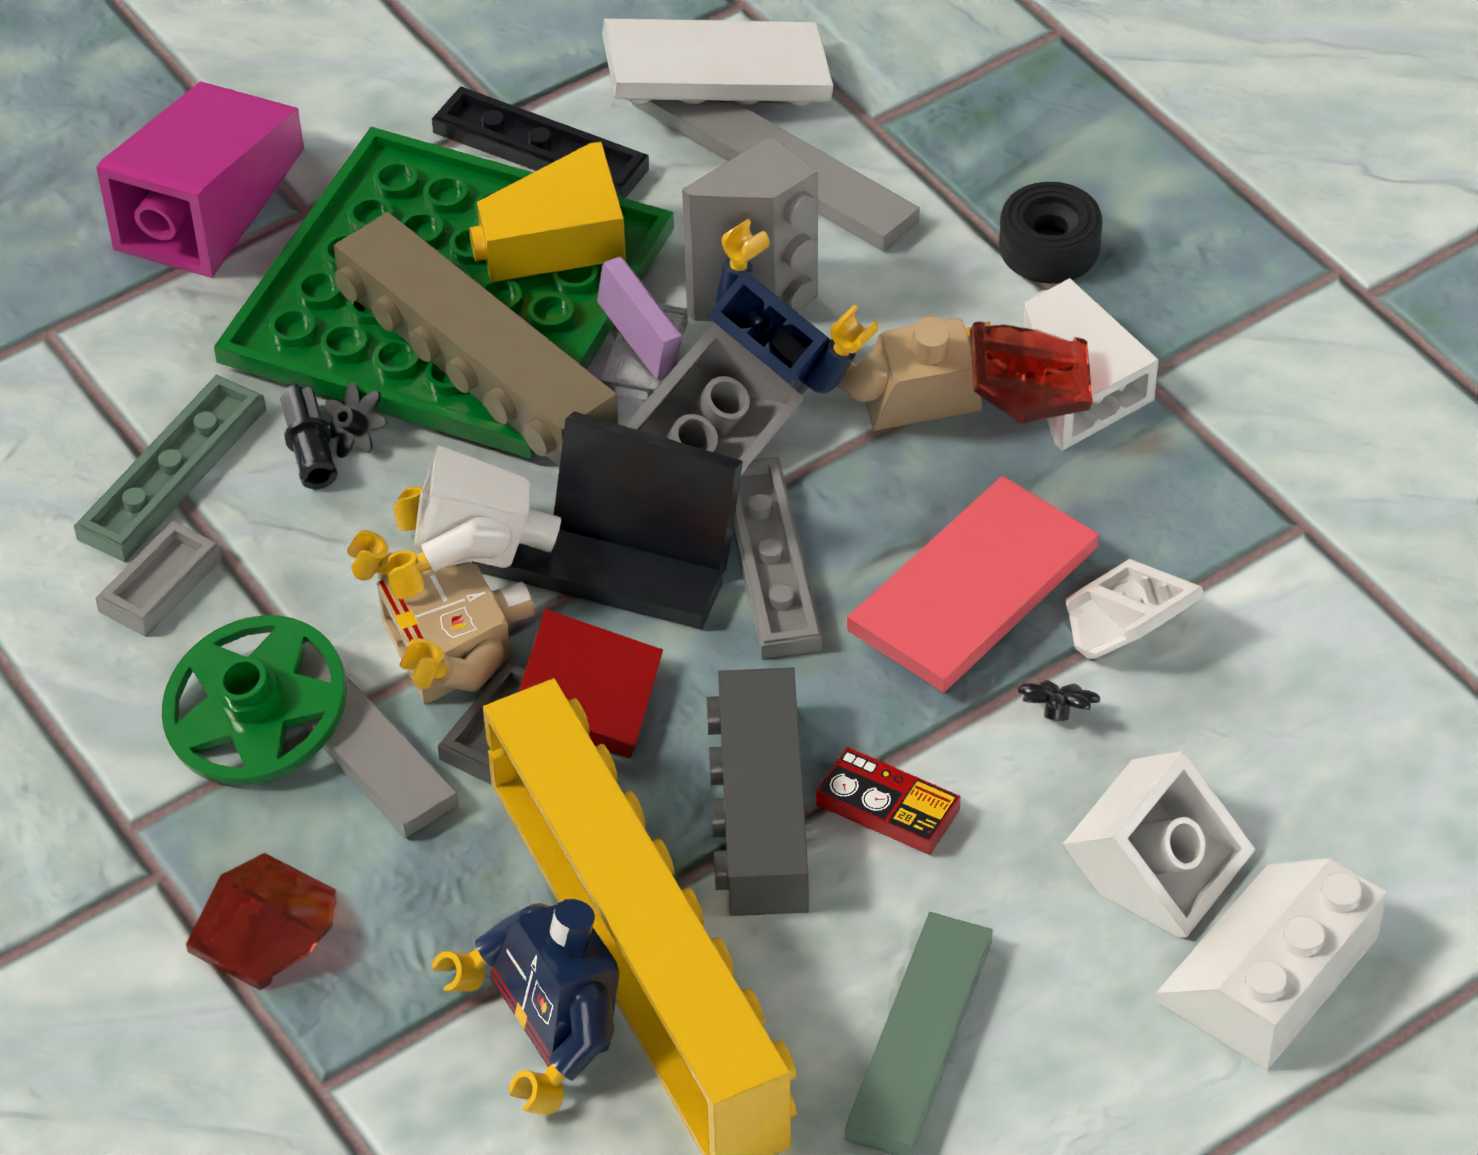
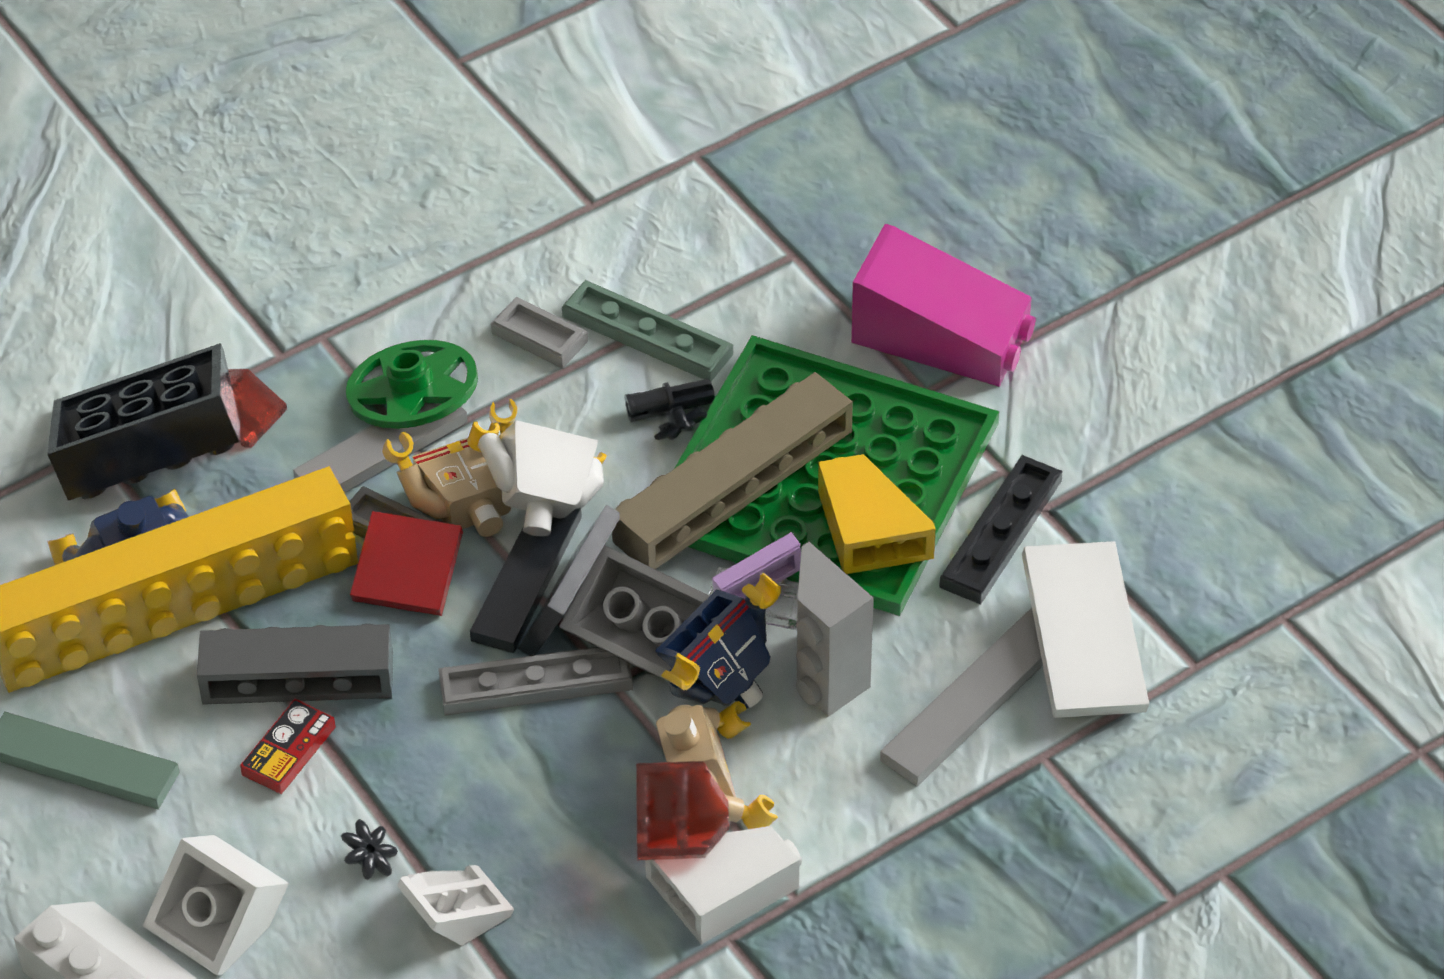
camera: 90 degrees right, 0 degrees up
(312, 991) = (143, 423): none -> black slope
(972, 583) = (489, 799): coral tile -> none
(1046, 256) = (886, 893): black tyre -> none

